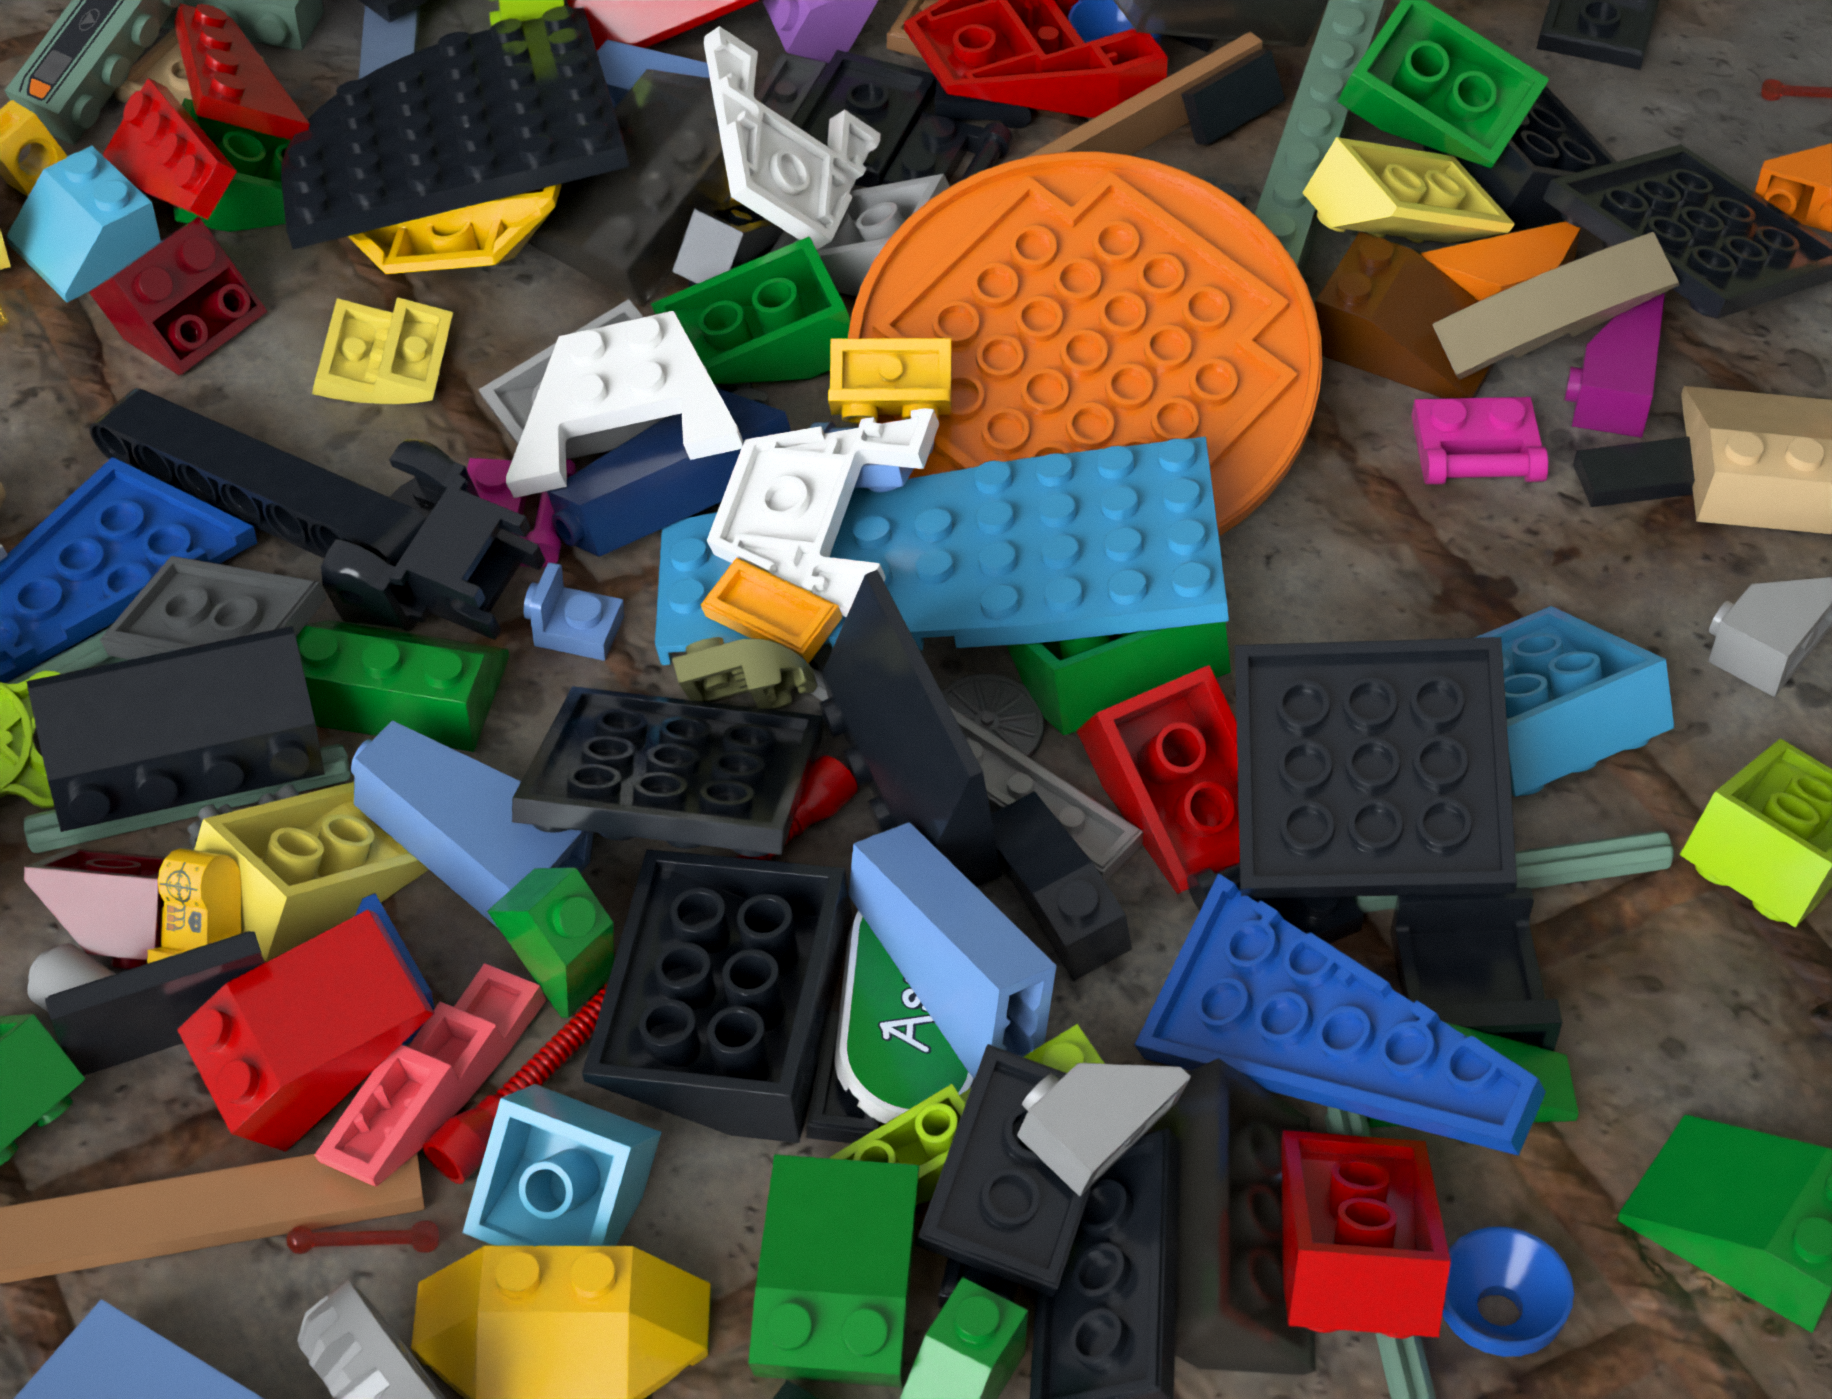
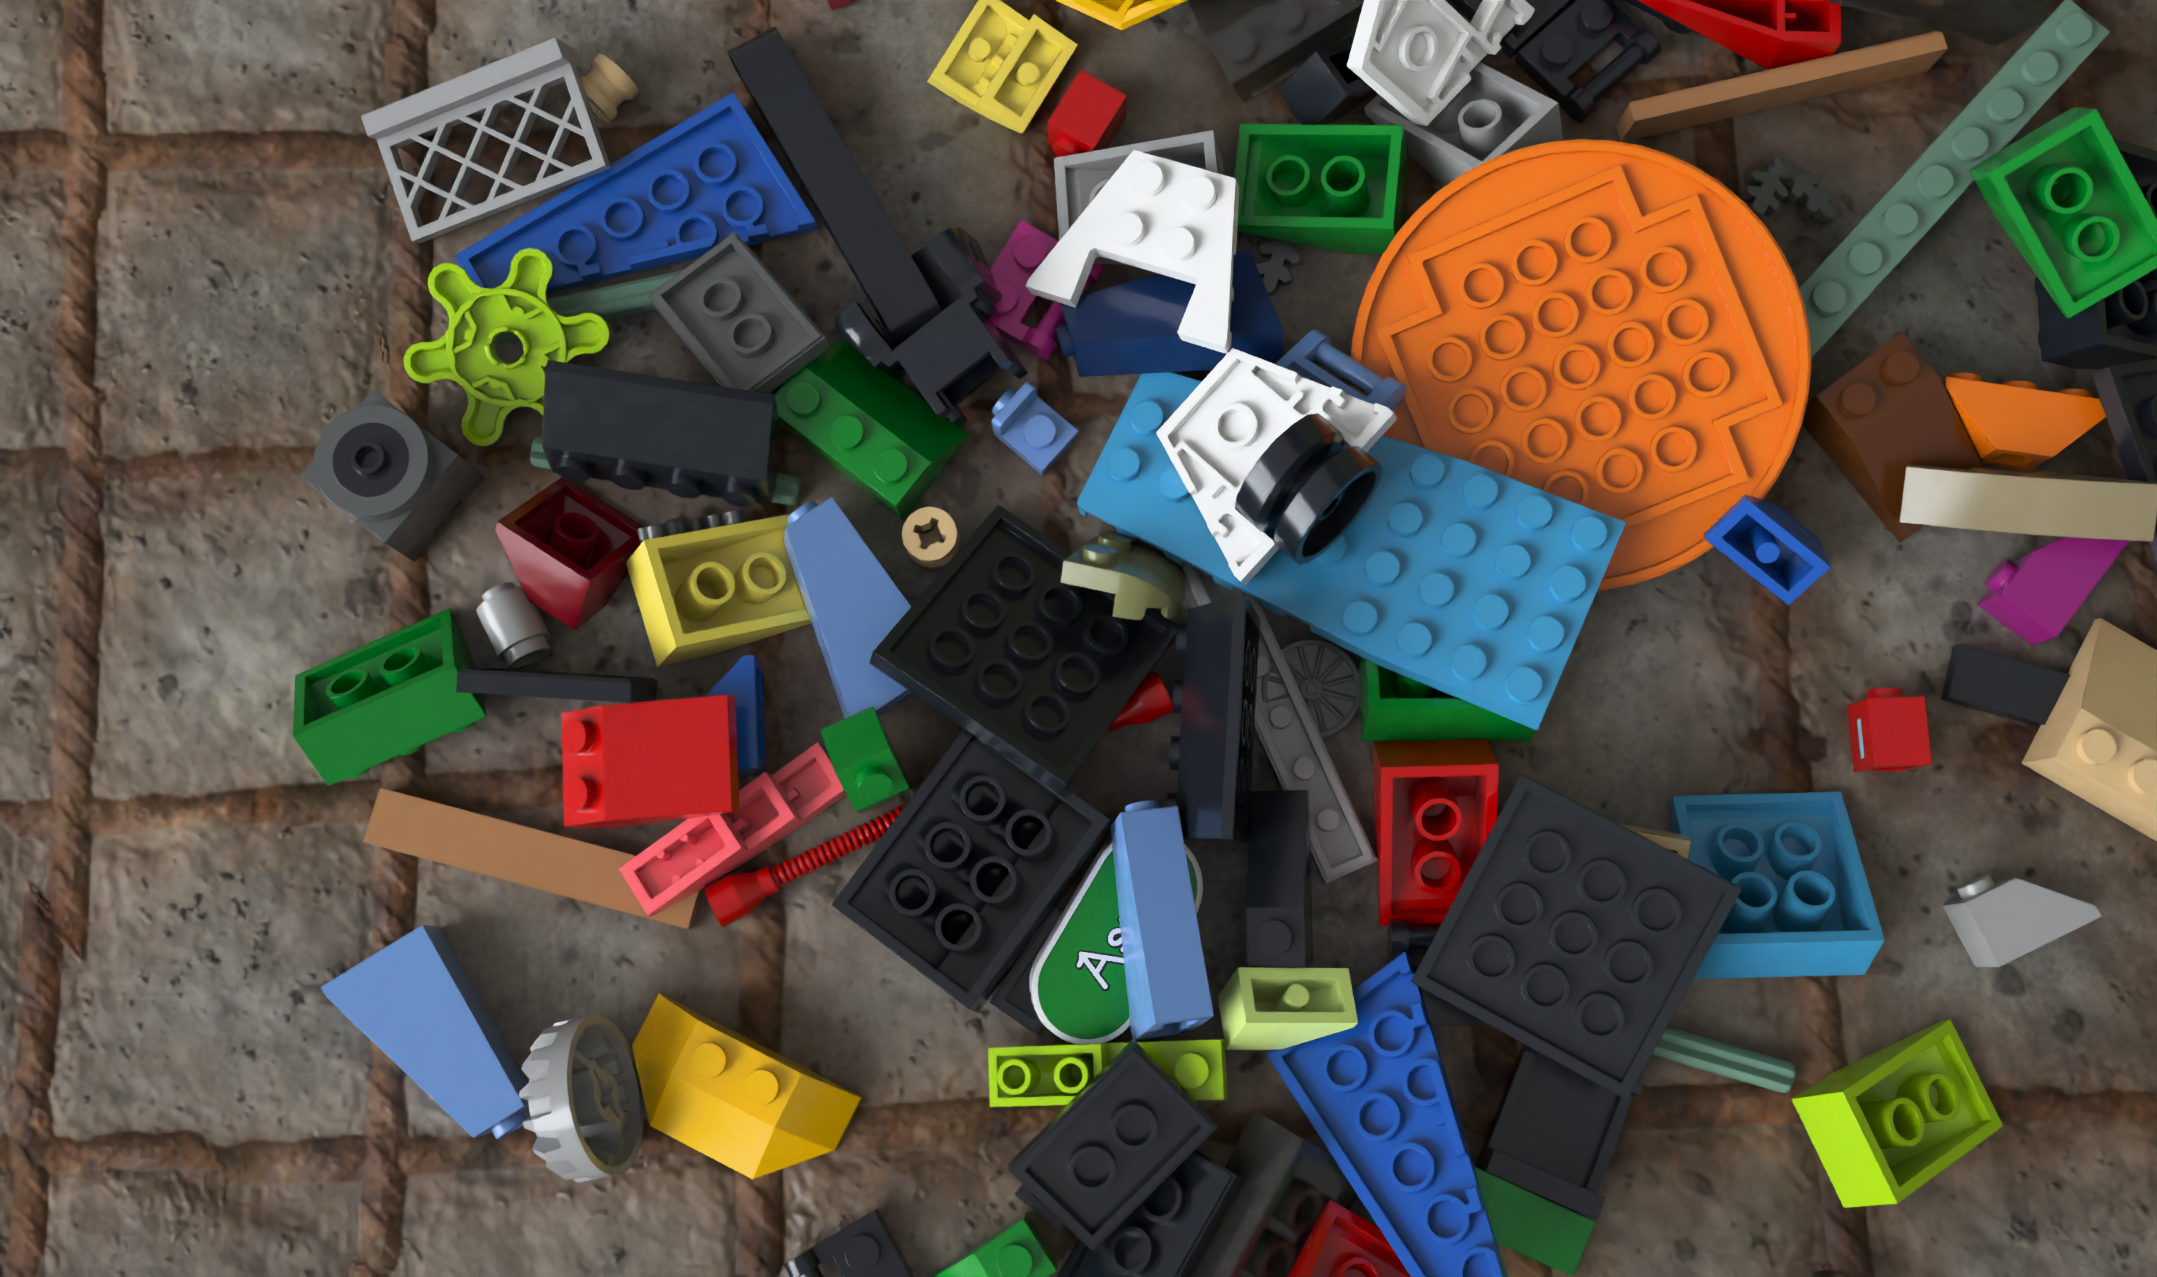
camera: 30 degrees right, 30 degrees up
(199, 901) = (614, 619): yellow leg -> none
(422, 1237) = (678, 954): clear red hinge -> none
(490, 349) = (1086, 117): none -> red brick
(517, 722) = (929, 549): none -> tan wheel
(559, 1173) = (790, 965): medium azure slope -> none
(771, 609) = (1175, 529): light orange tile -> none
(835, 1271) = (940, 1157): green slope -> none
(886, 496) = (1308, 488): none -> black wheel
(889, 377) = (1389, 331): yellow bracket -> none
(1096, 1116) = (1182, 1156): light grey slope -> none
(1123, 976) = (1285, 1006): none -> yellowish green slope
(1233, 97) = (1887, 94): black tile -> none
(1349, 422) = (1770, 547): none -> blue slope
(1401, 194) = (1965, 316): light yellow slope -> none
(1478, 439) = (1890, 576): dark pink plate -> none
(1561, 536) = (1889, 732): none -> red brick

